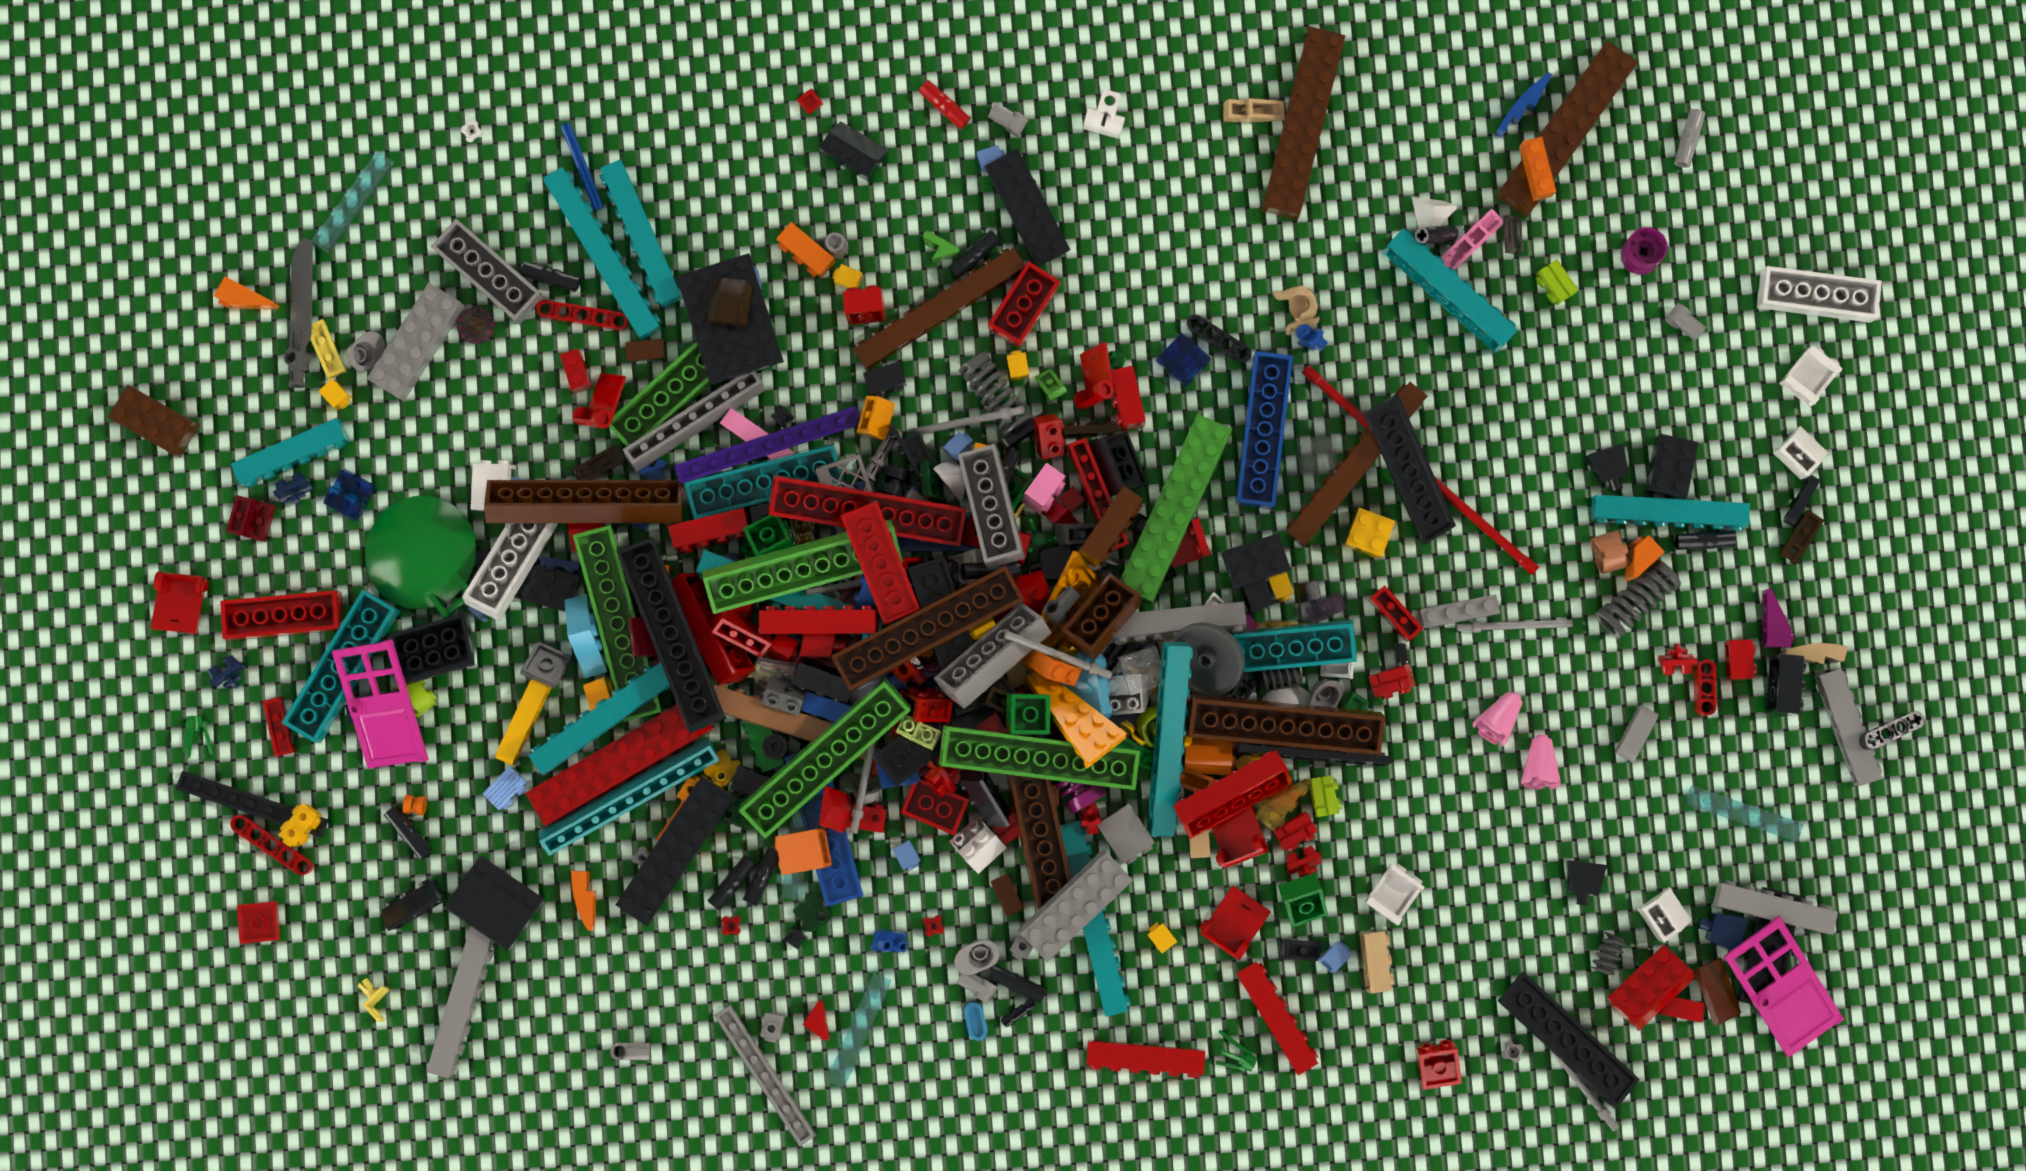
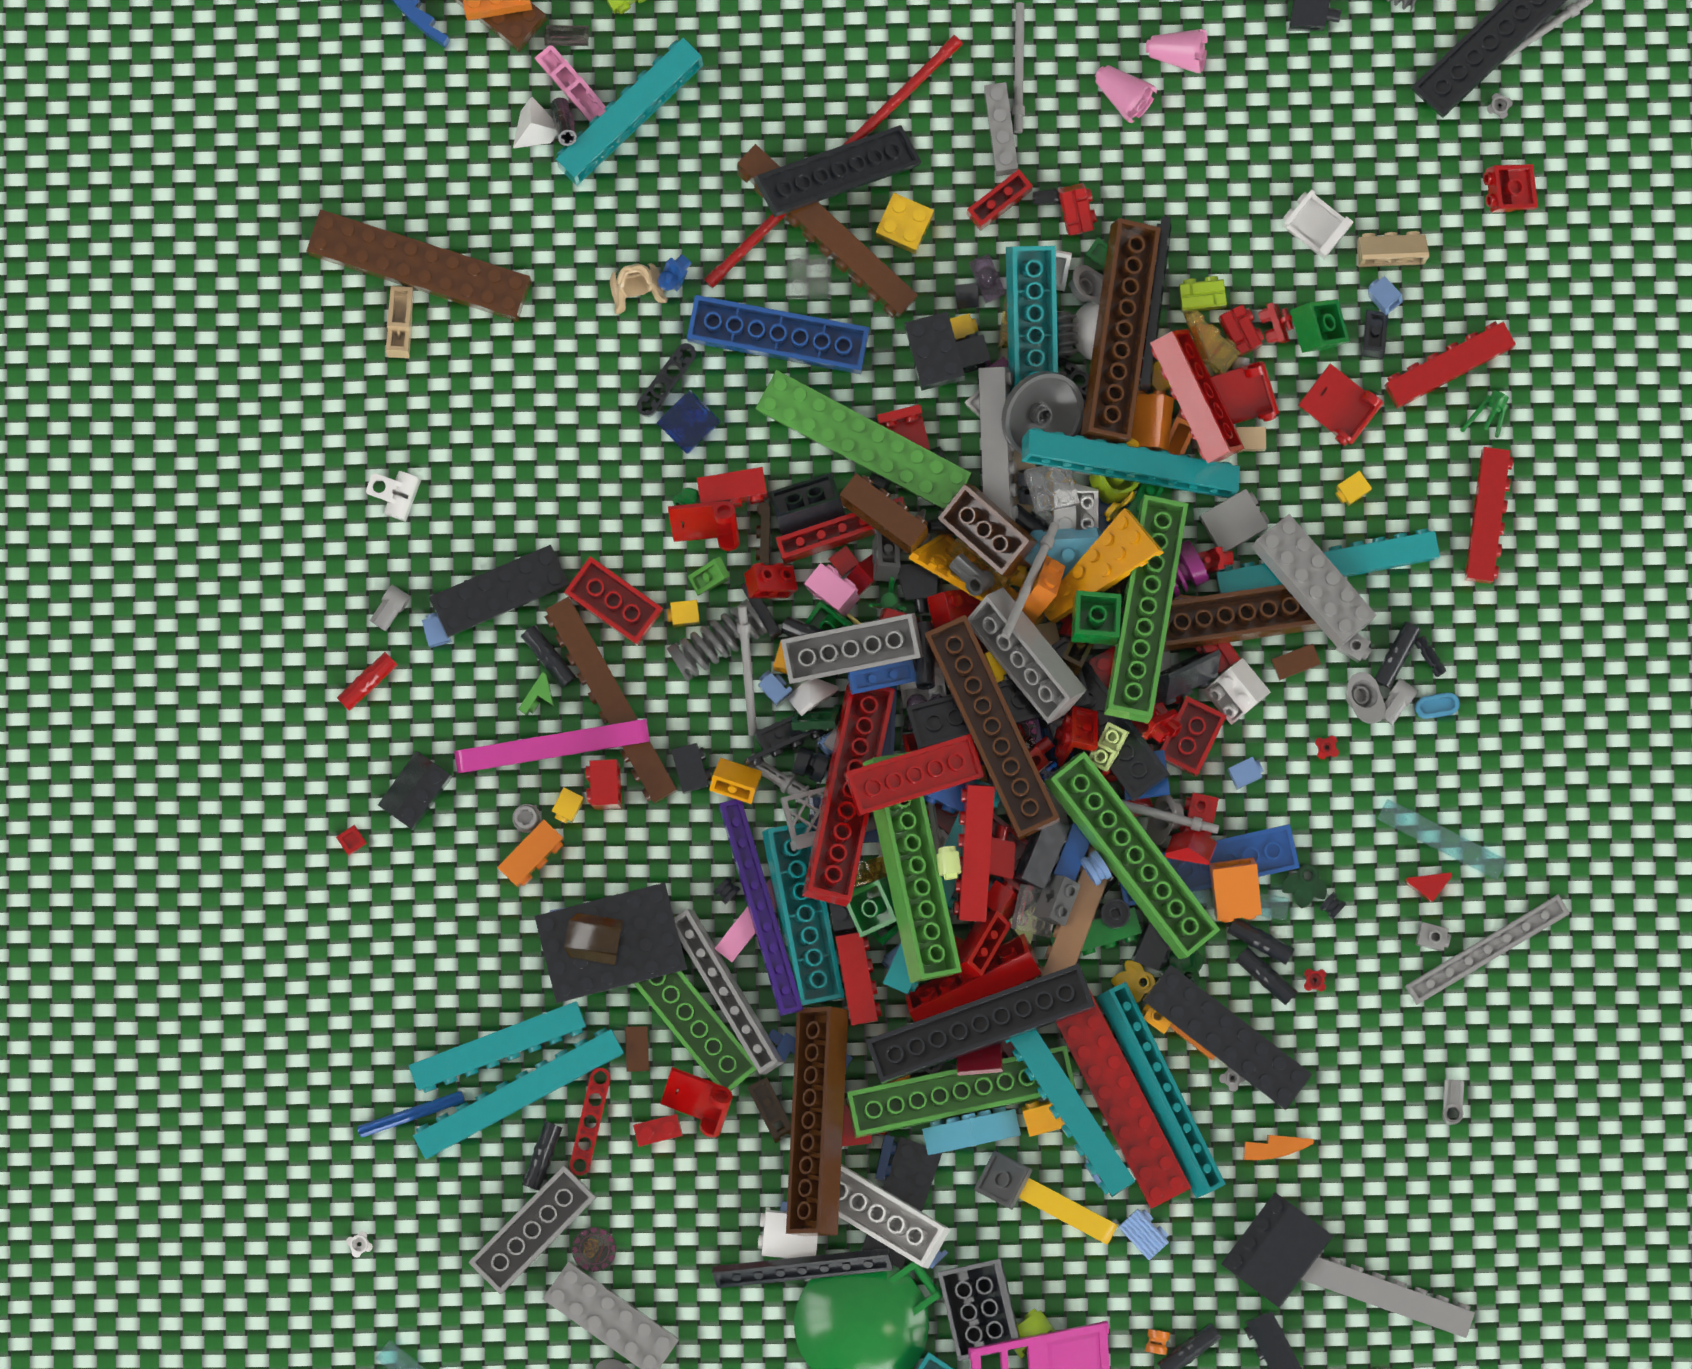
camera: 85 degrees left, 0 degrees up
(463, 498) = (802, 1268): none -> black plate
(806, 597) = (948, 862): none -> yellowish green brick
(812, 727) = (1095, 868): none -> medium blue wheel
(889, 941) = (1342, 797): blue hips -> none
(896, 261) = (552, 746): none -> dark pink beam
(967, 533) = (881, 676): none -> blue plate

